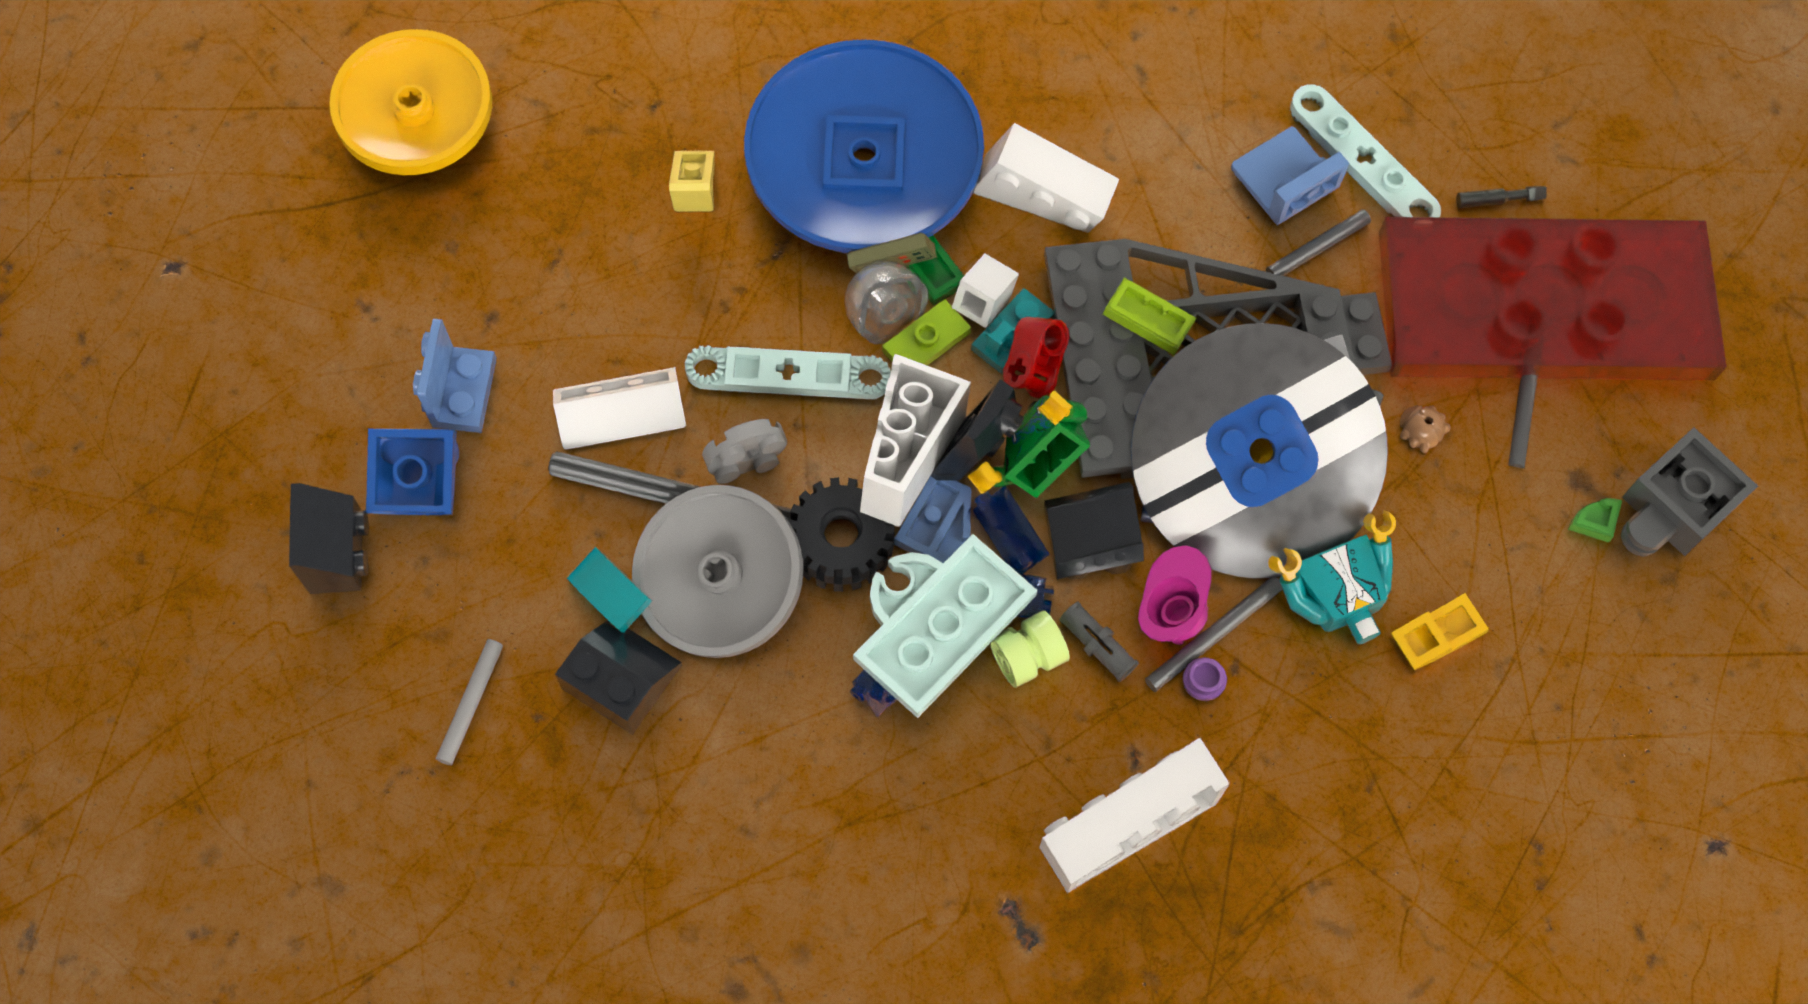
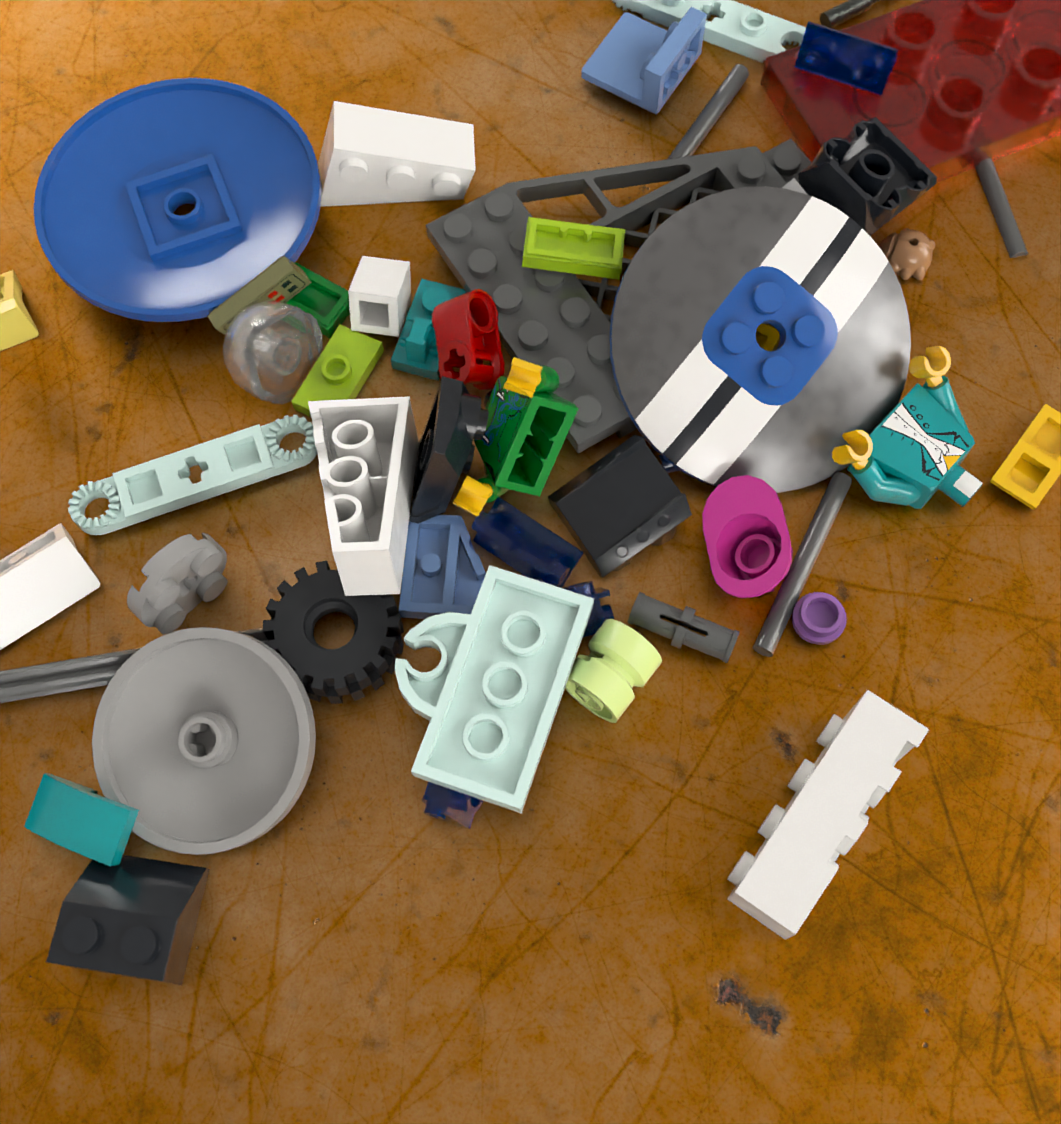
camera: 20 degrees left, 0 degrees up
(1410, 354) = (867, 175): none -> black slope
(1445, 247) = (846, 58): none -> clear blue hinge

